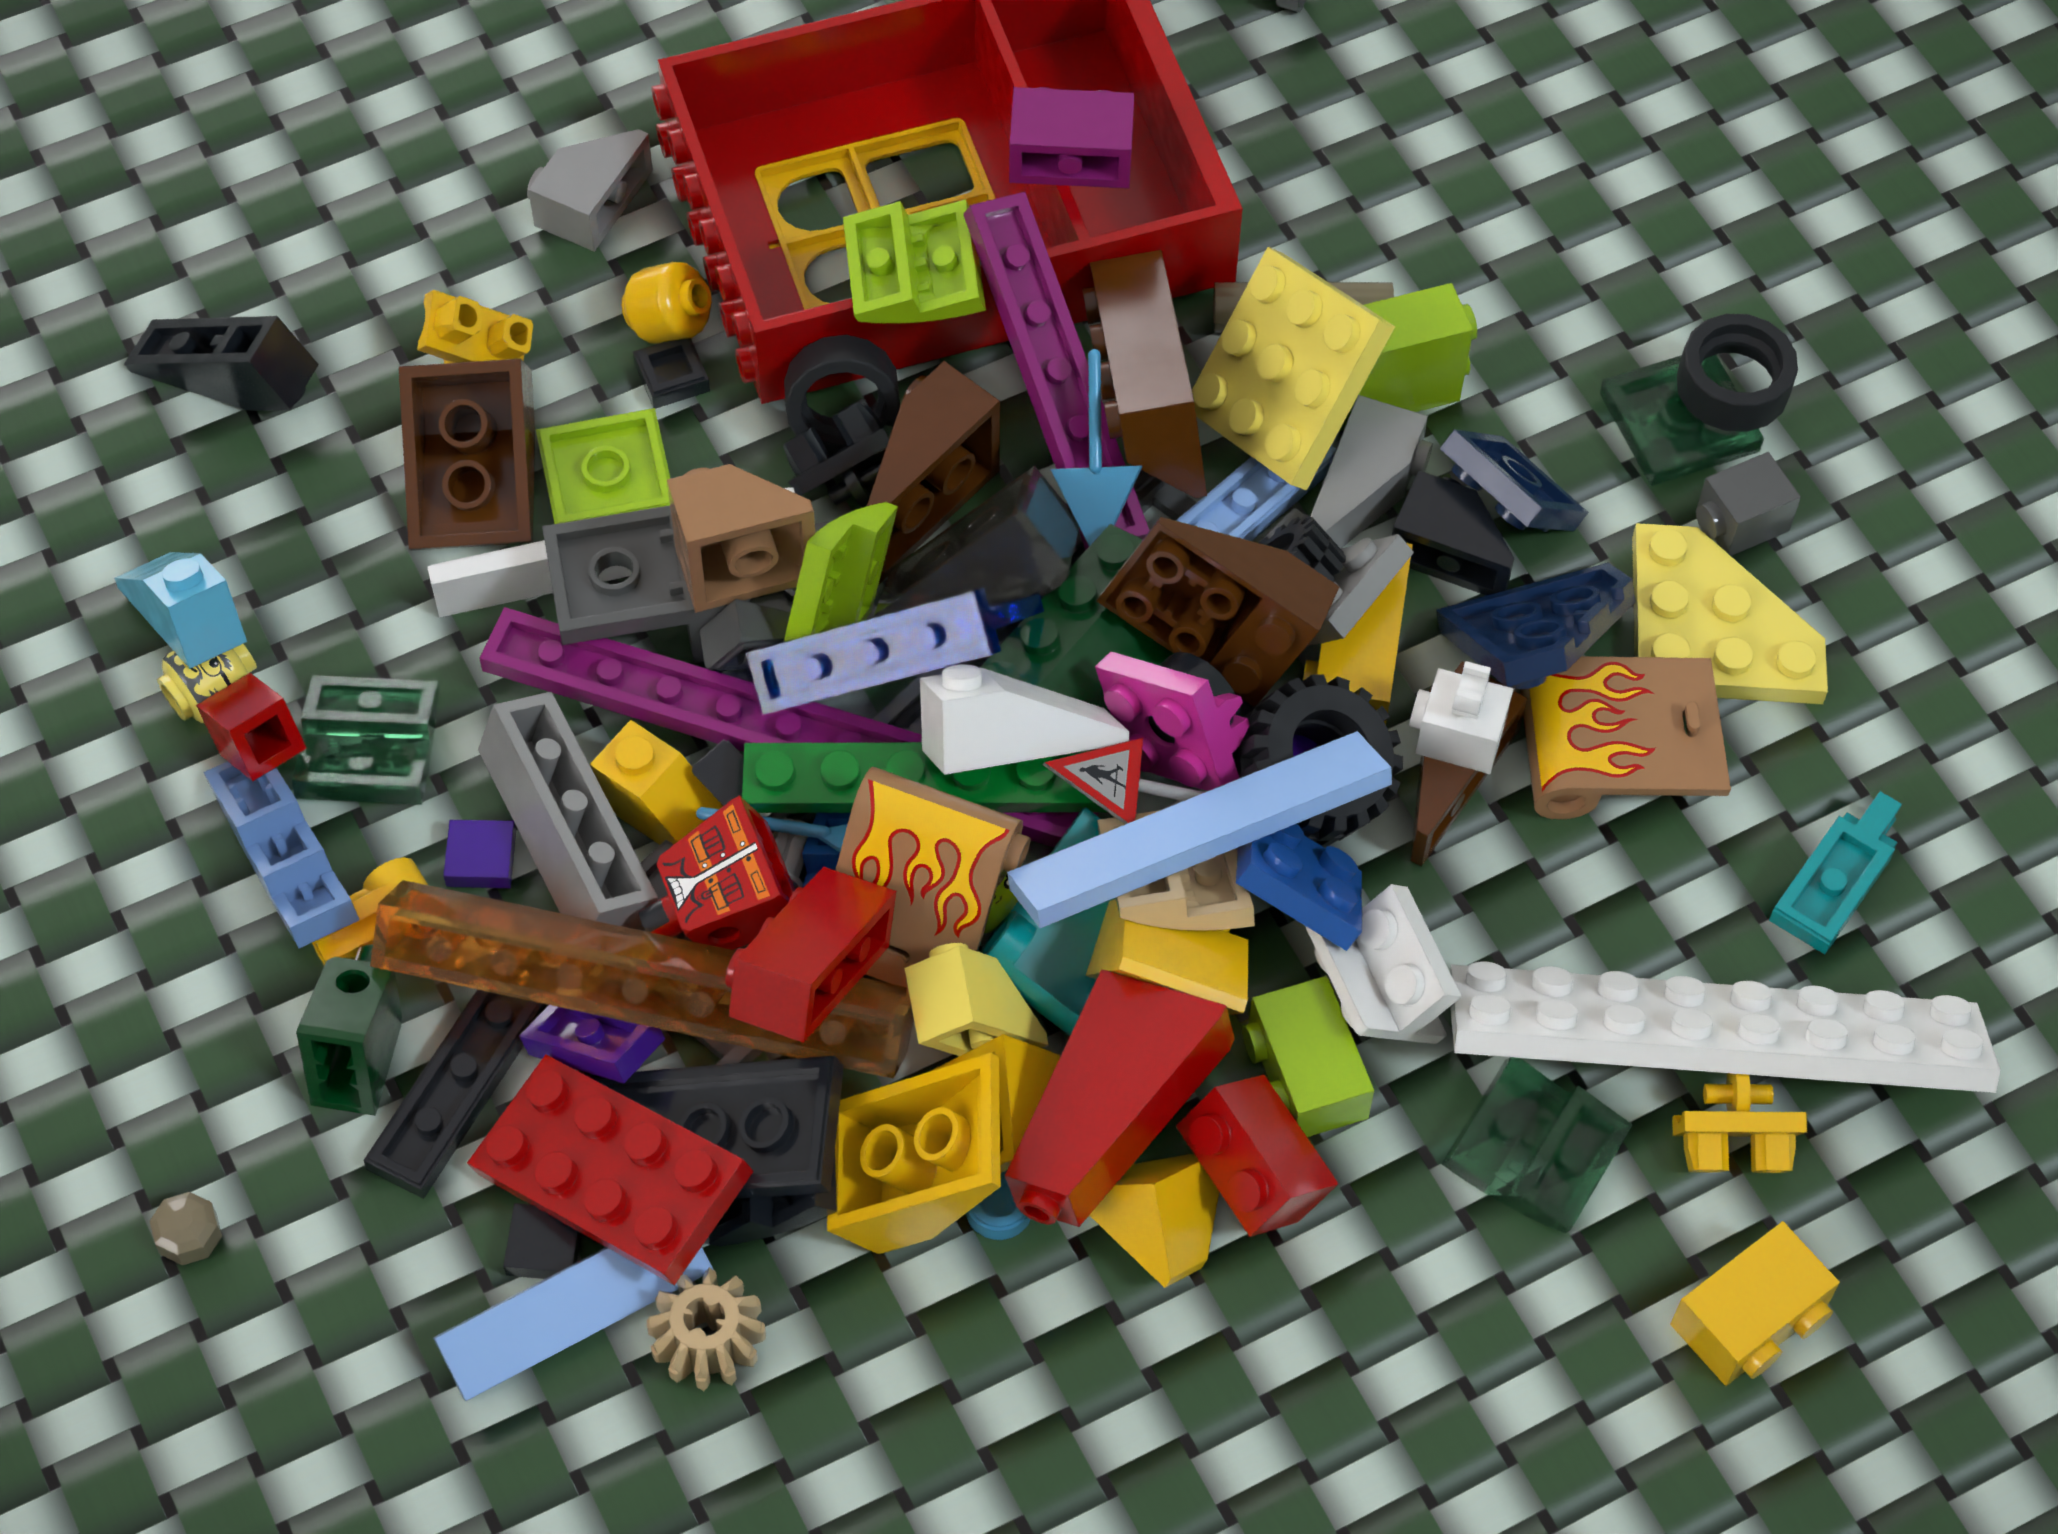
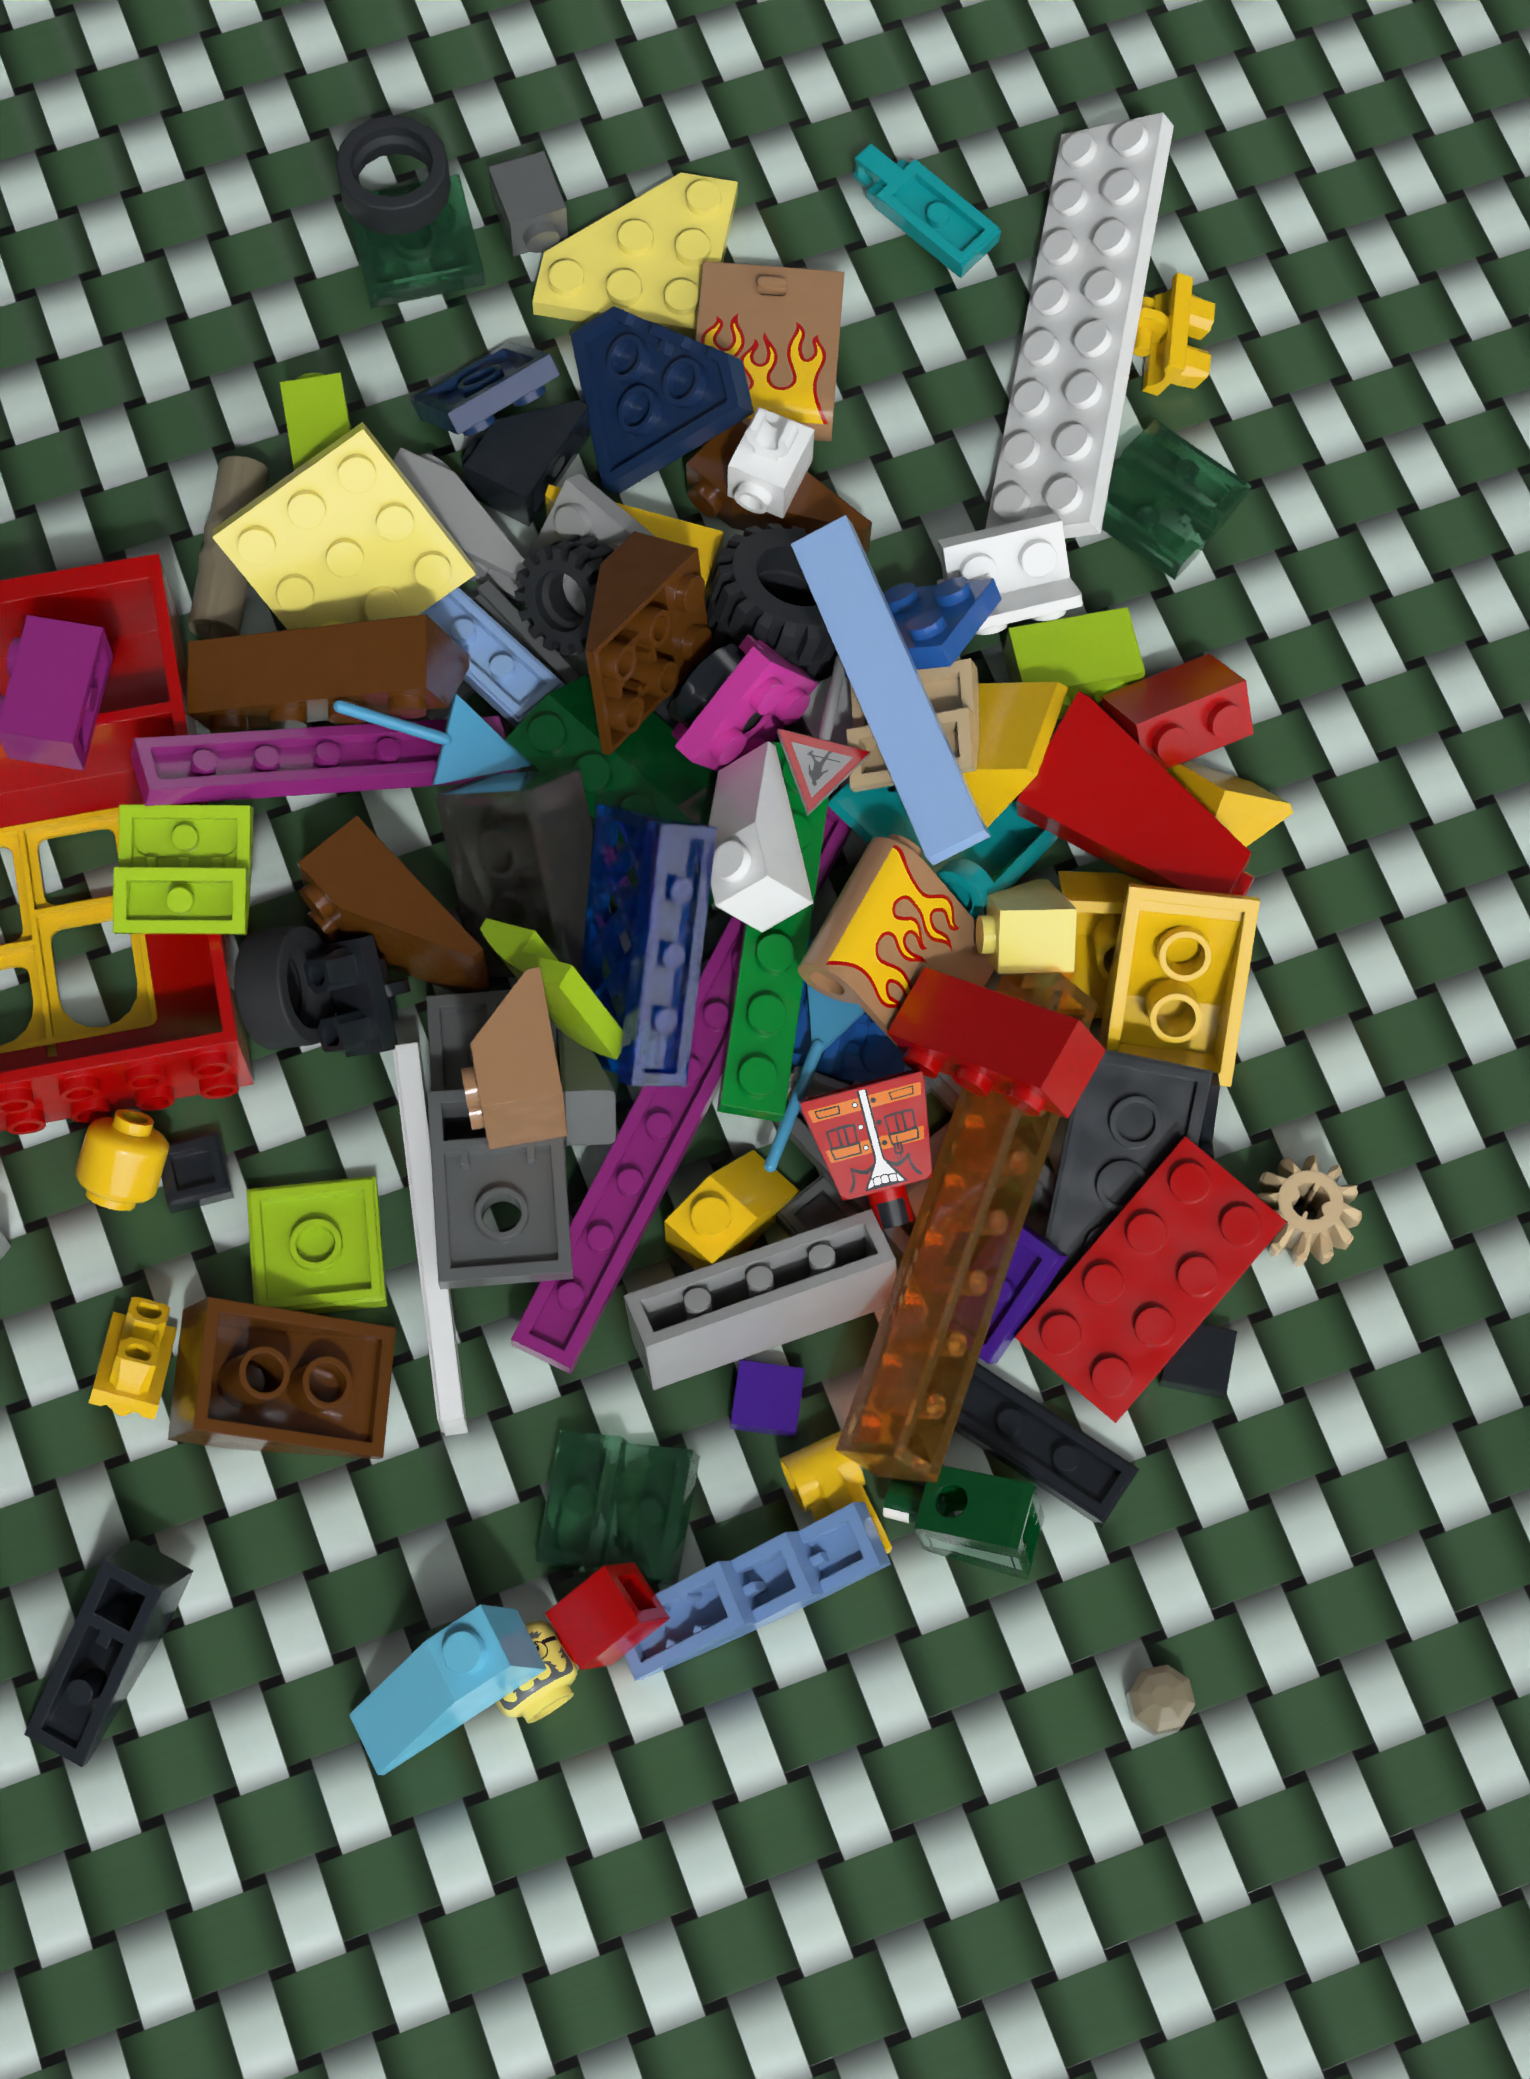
camera: 85 degrees left, 10 degrees up
(550, 1318) = (1286, 1362): light blue tile -> none
(721, 771) = (728, 1141): black slope -> none
(1756, 1305) = (1334, 354): yellow brick -> none

